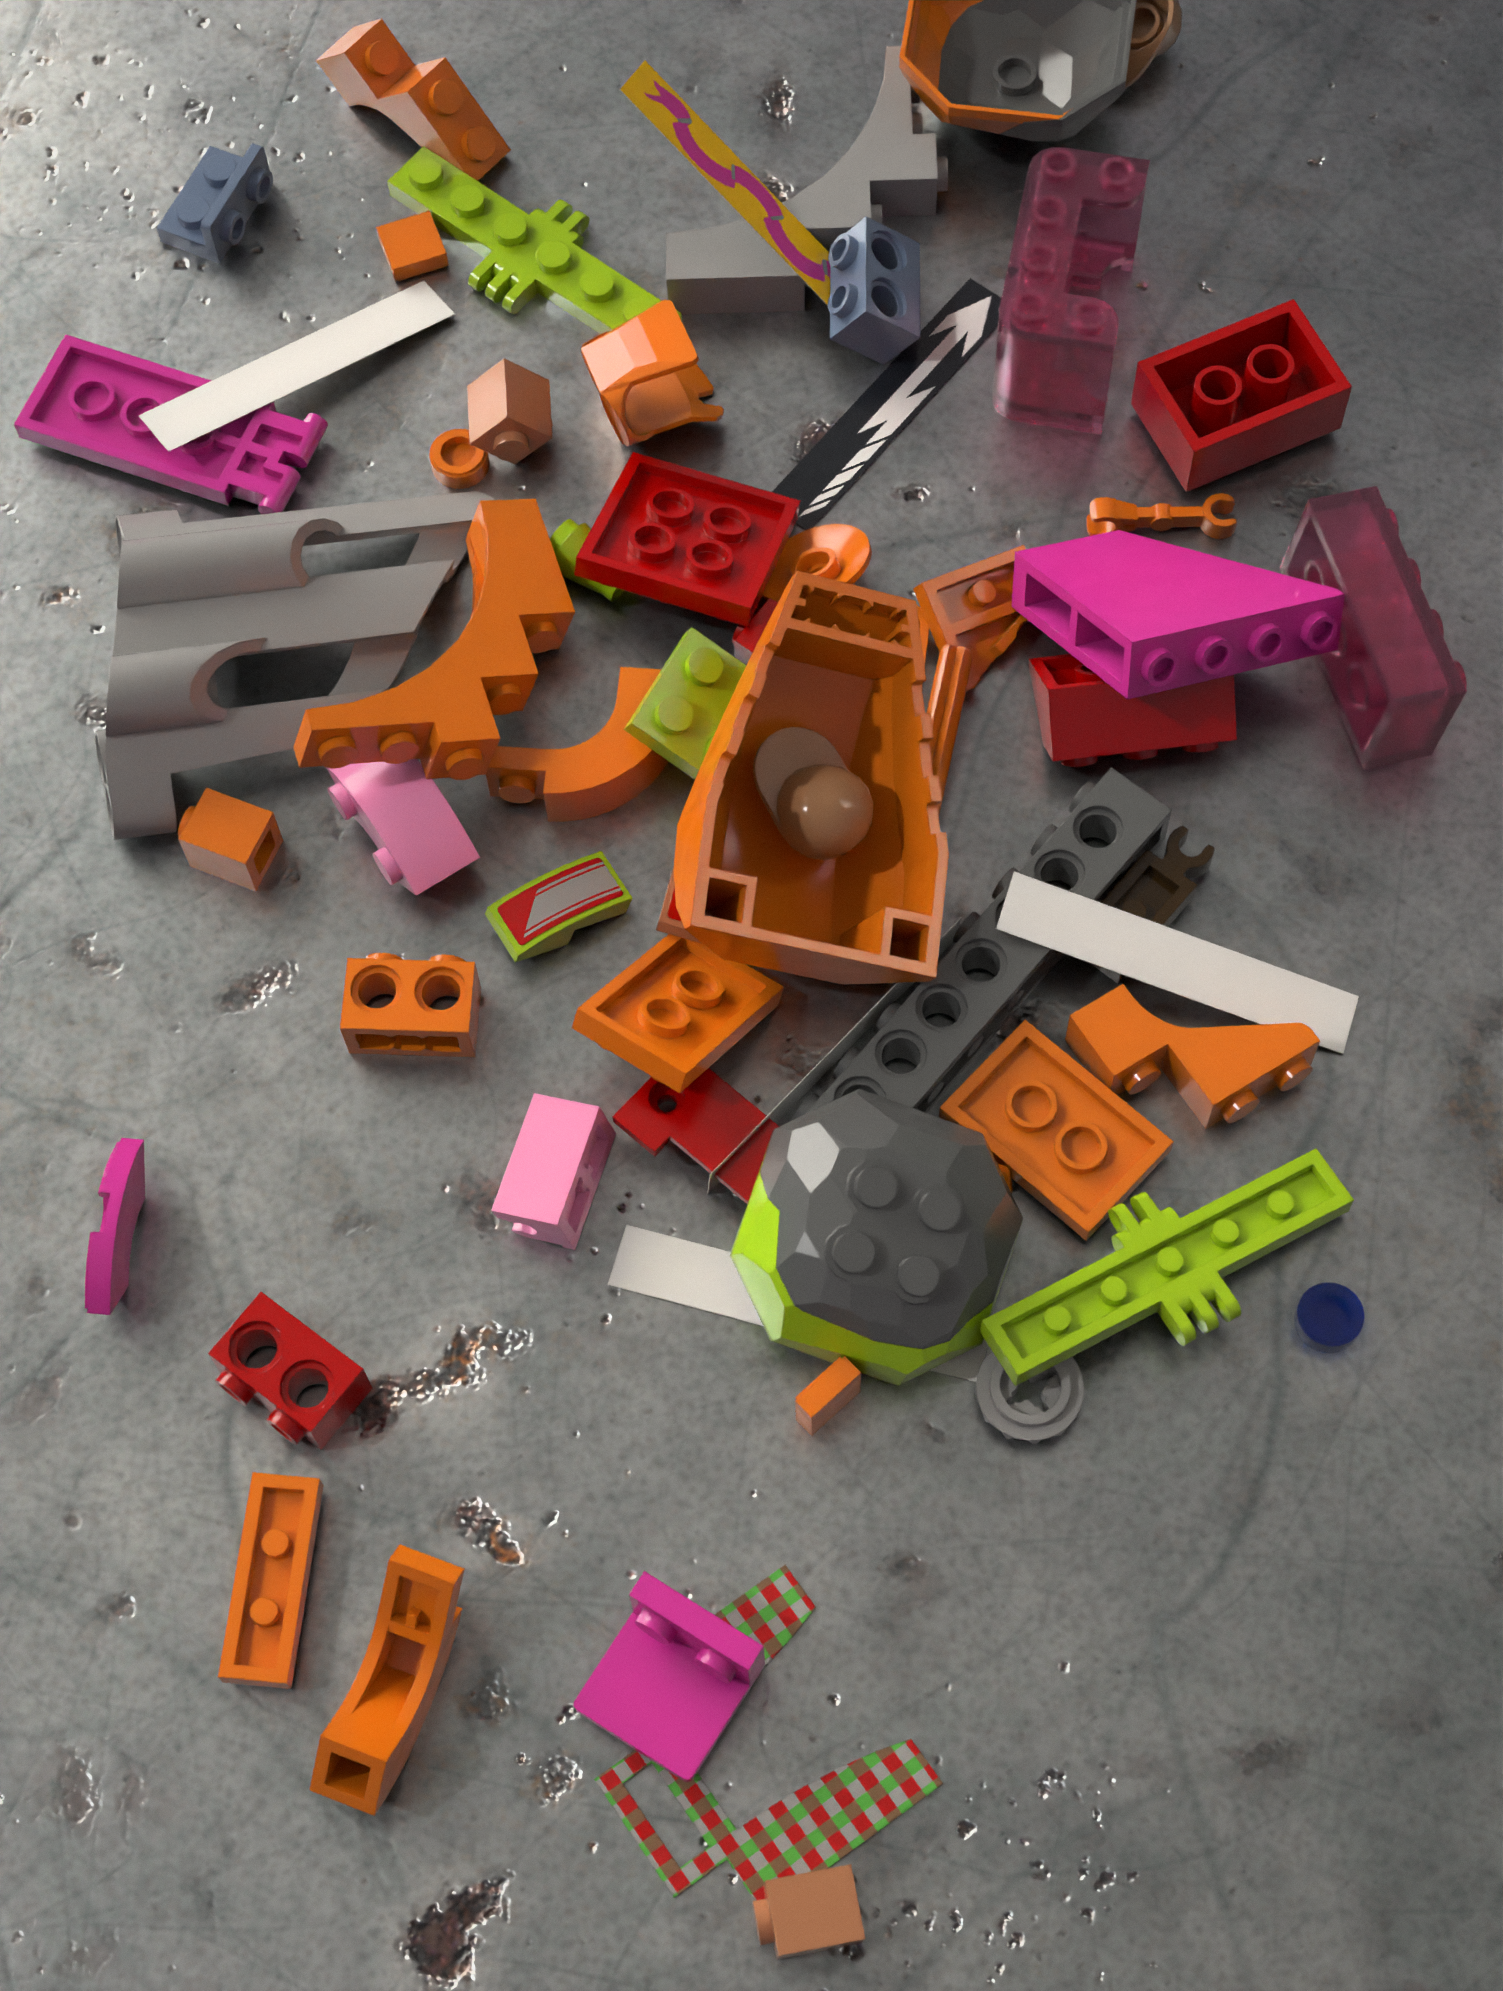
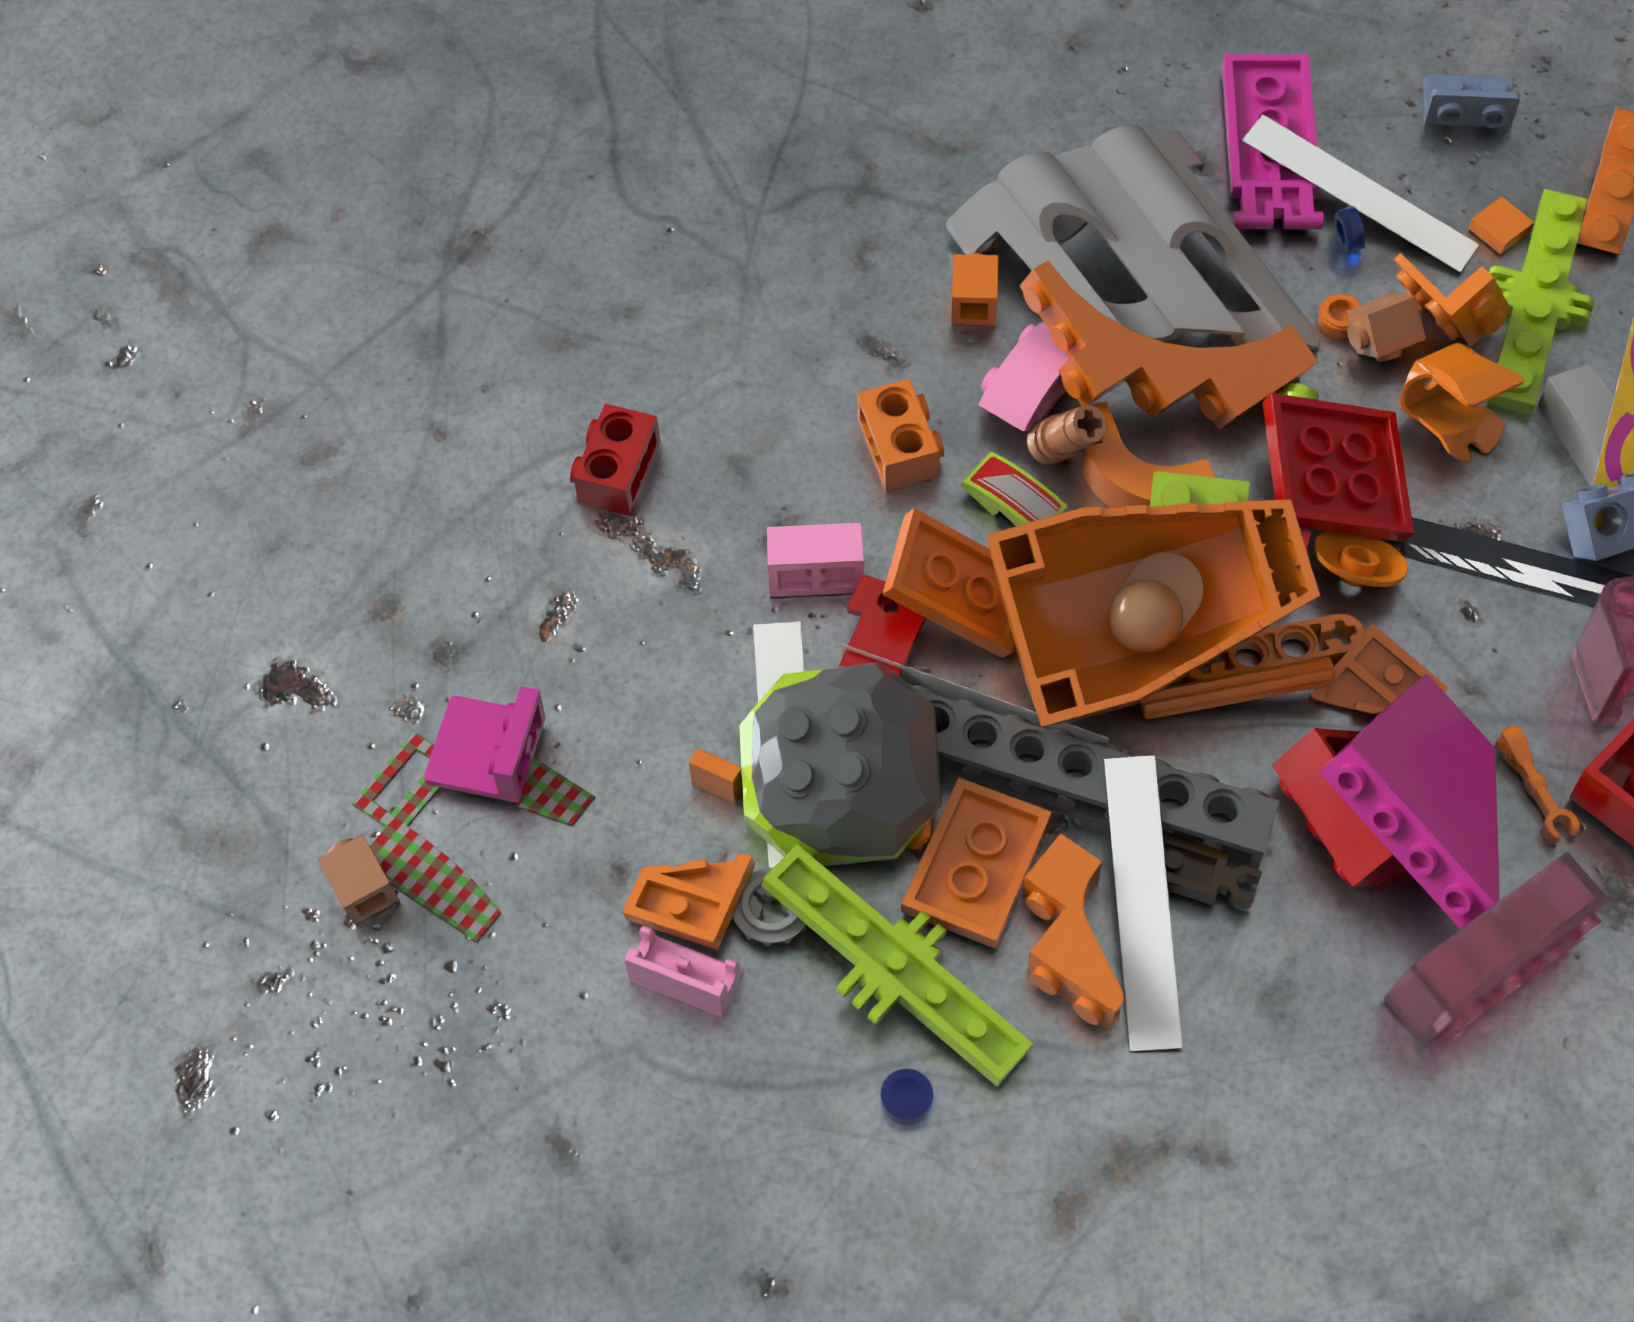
camera: 70 degrees right, 5 degrees down
(111, 1247) = (653, 332): dark pink tile -> none
(271, 1581) = (478, 501): orange plate -> none
(347, 396) = (1349, 229): none -> clear blue tile
(395, 1685) = (426, 591): orange arch -> none
(513, 812) = (1065, 434): none -> nougat axle
(528, 343) = (1468, 312): none -> orange bracket
(991, 1482) = (690, 899): none -> orange wing
(1085, 1524) = (683, 973): none -> bright pink hinge

